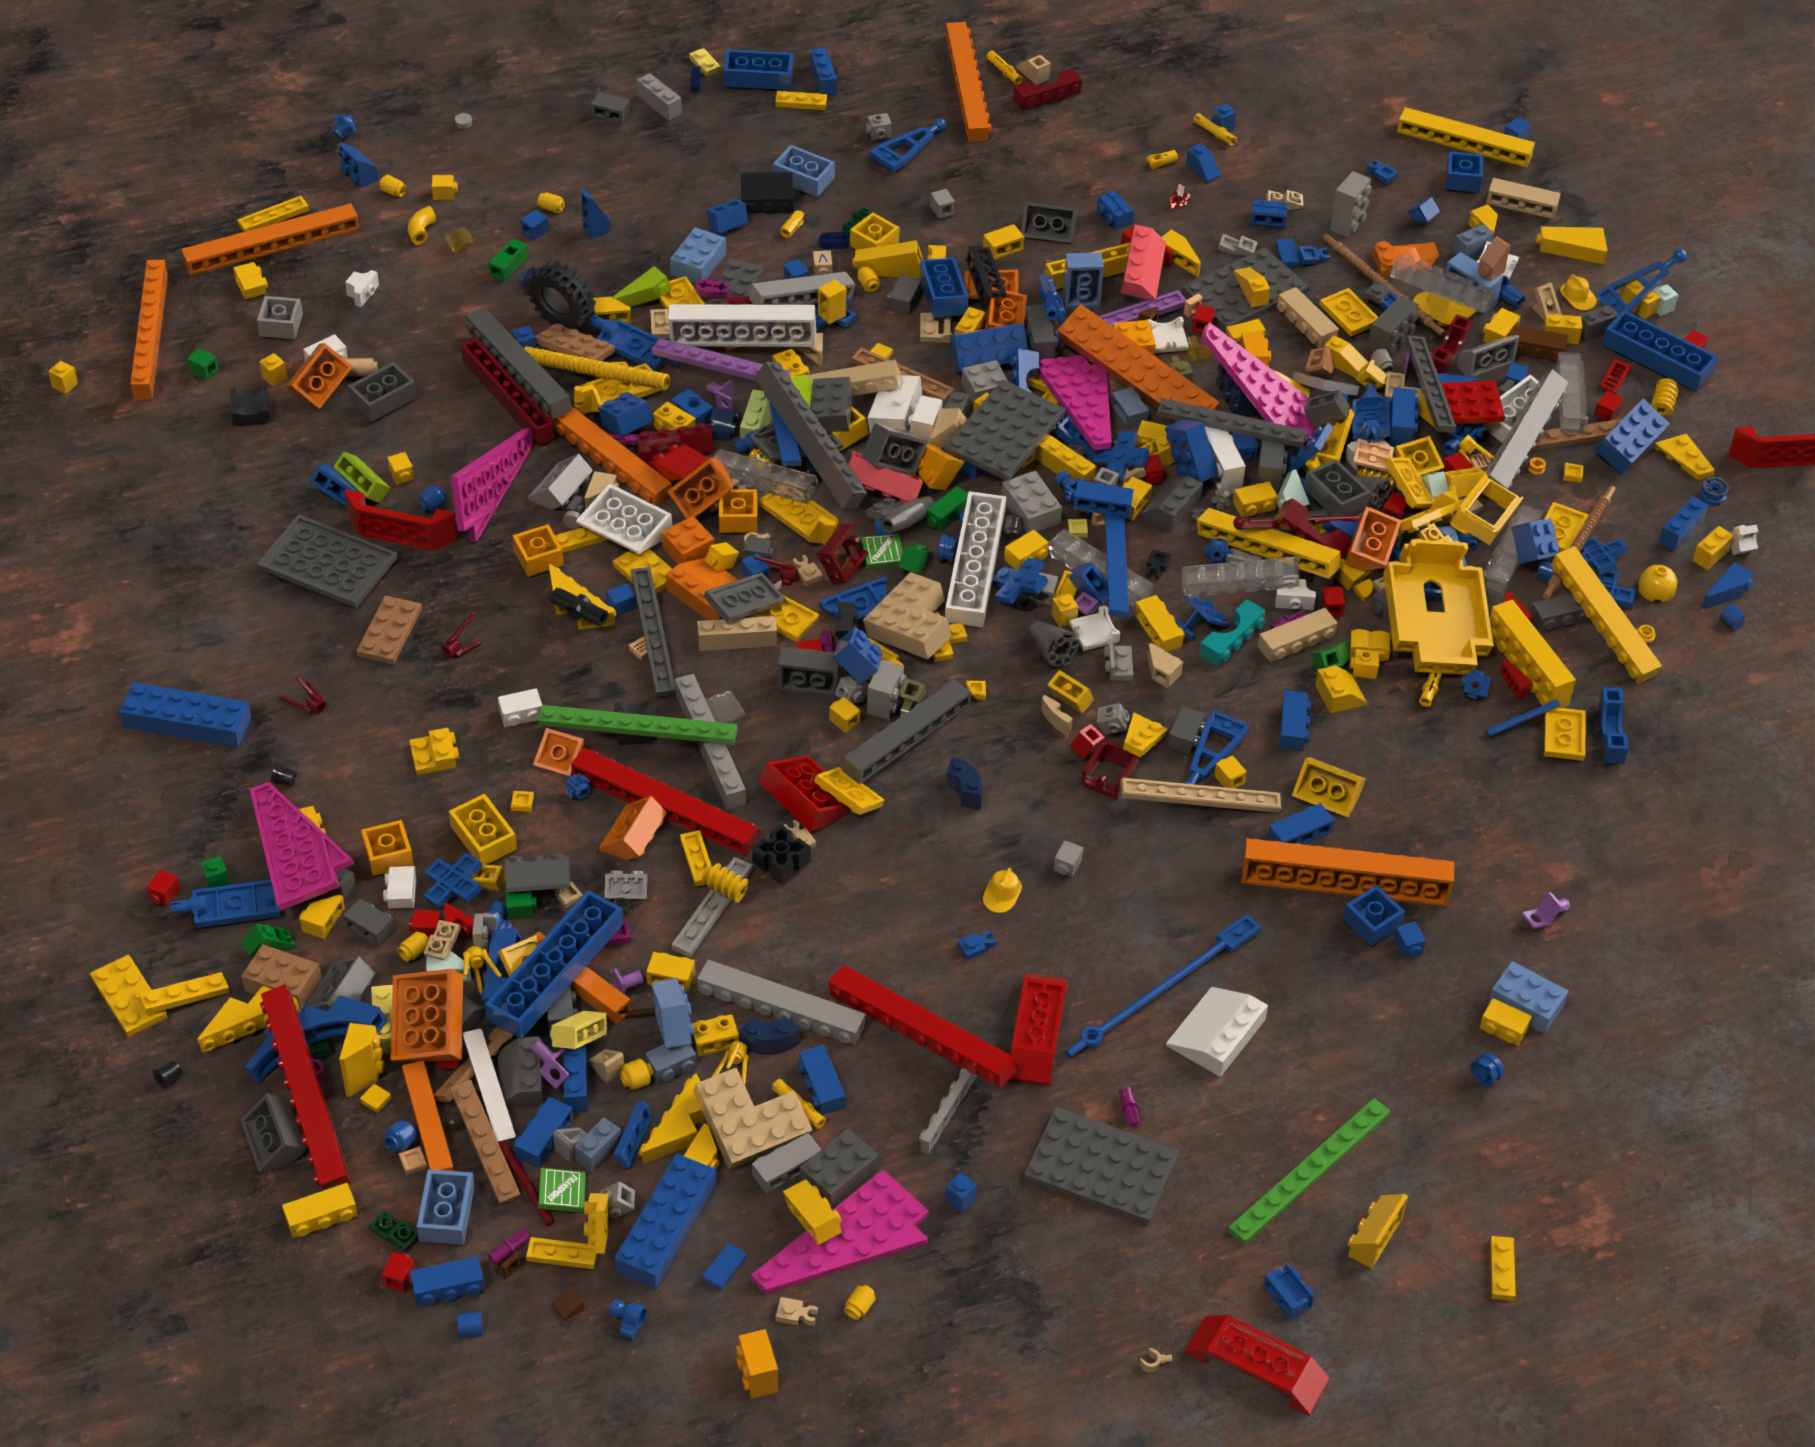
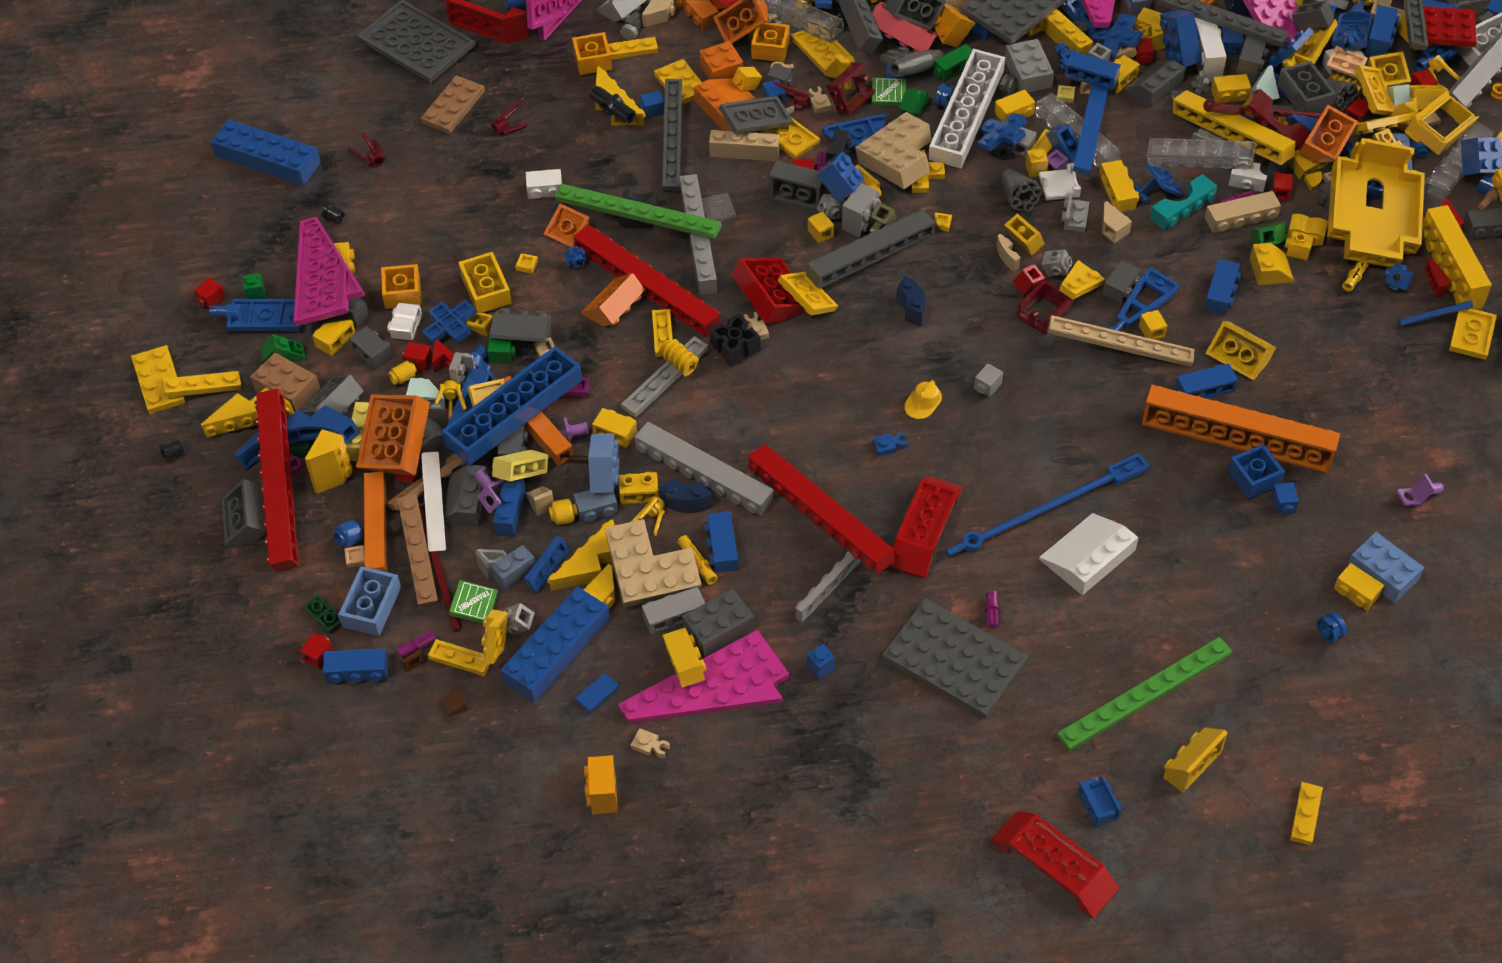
camera: 15 degrees right, 5 degrees up
(320, 1210) = (265, 586): yellow brick -> none
(375, 1098) = (338, 498): yellow tile -> none
(434, 752) = (463, 211): yellow plate -> none
(443, 940) = (425, 372): tan slope -> none
(470, 1325) = (365, 707): blue brick -> none
(538, 1136) = (461, 557): blue brick -> none
(626, 519) = (672, 37): white slope -> none
(628, 886) = (596, 348): light grey bracket -> none
(632, 1317) = (505, 723): blue piece -> none
(638, 648) = (657, 147): light nougat tile -> none
(859, 1302) = (707, 744): yellow brick -> none
(1157, 562) = (1129, 132): black plate -> none
(1160, 1359) = (966, 843): tan piece -> none
(1217, 550) = (1186, 128): blue rock -> none
(1480, 461) = (1446, 80): light nougat tile -> none

